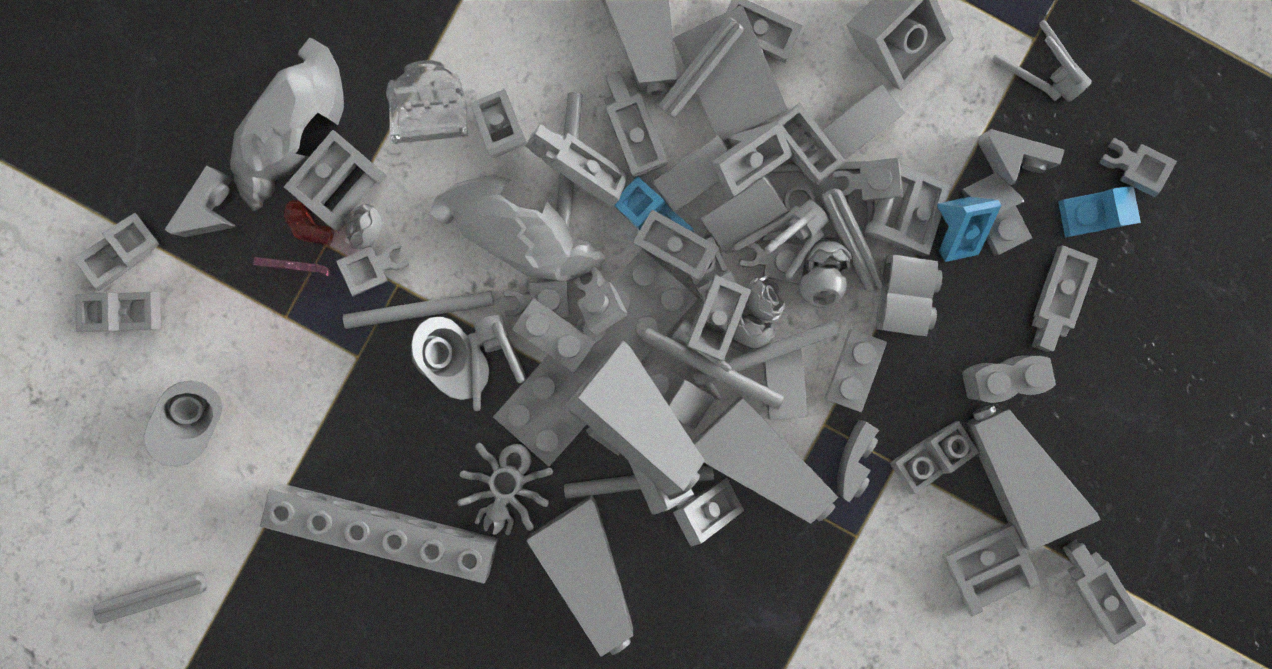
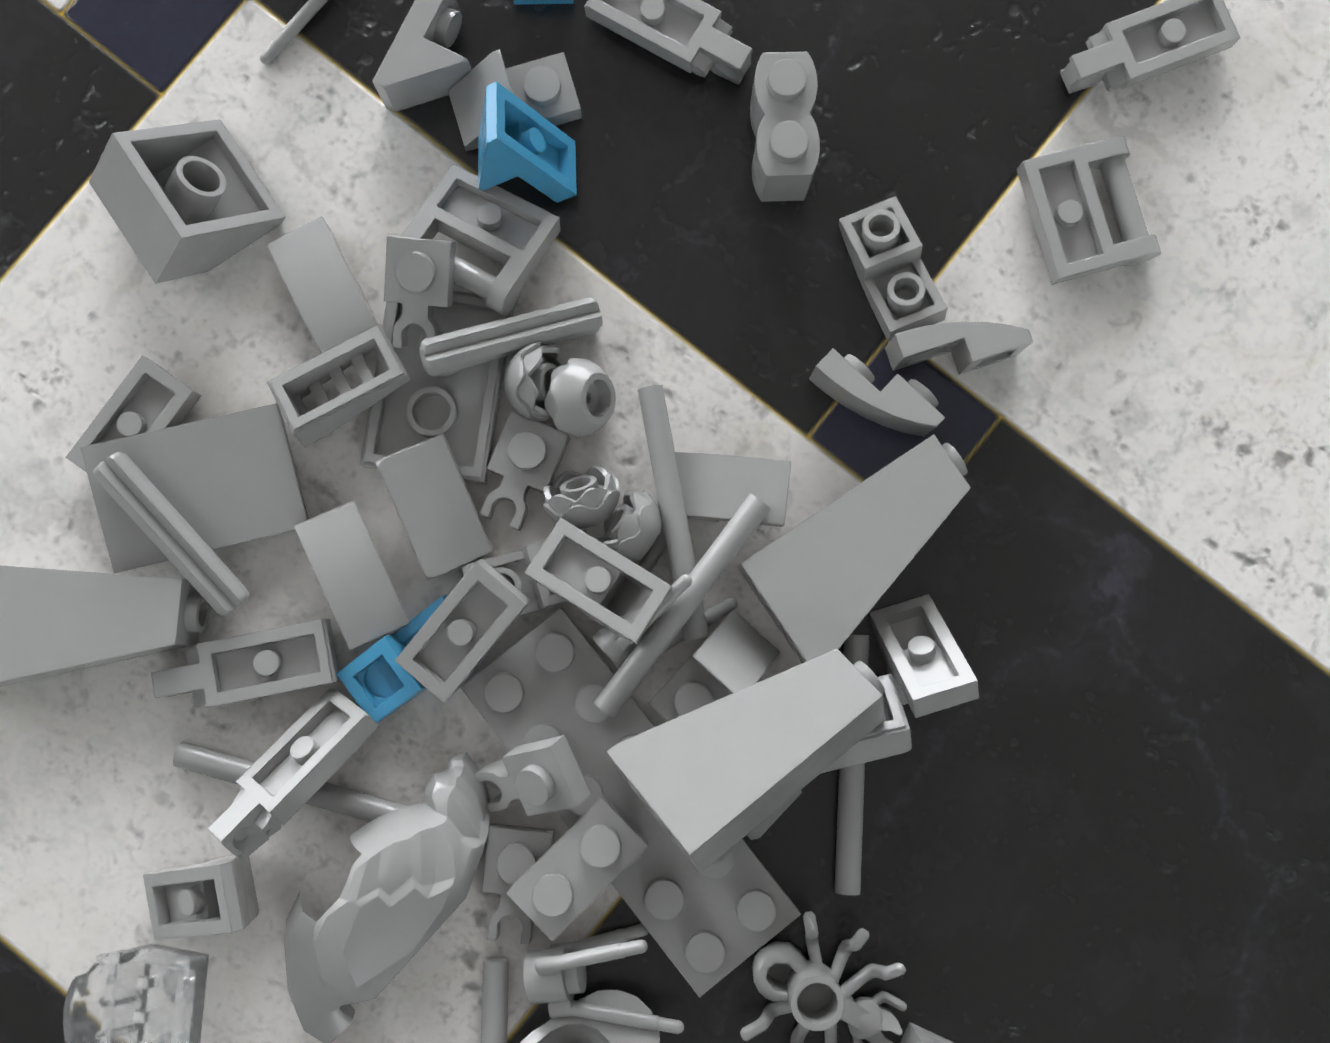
camera: 80 degrees left, 5 degrees down
(583, 570) = (996, 885): light grey slope -> none
(751, 157) = (340, 477): light grey slope -> none
(803, 222) = (467, 411): light grey plant -> none
(855, 370) = (727, 370): light grey plate -> none
(897, 511) = (970, 343): none -> light grey slope
(908, 295) = (620, 262): light grey brick -> none
(1026, 480) = (953, 127): light grey slope -> none

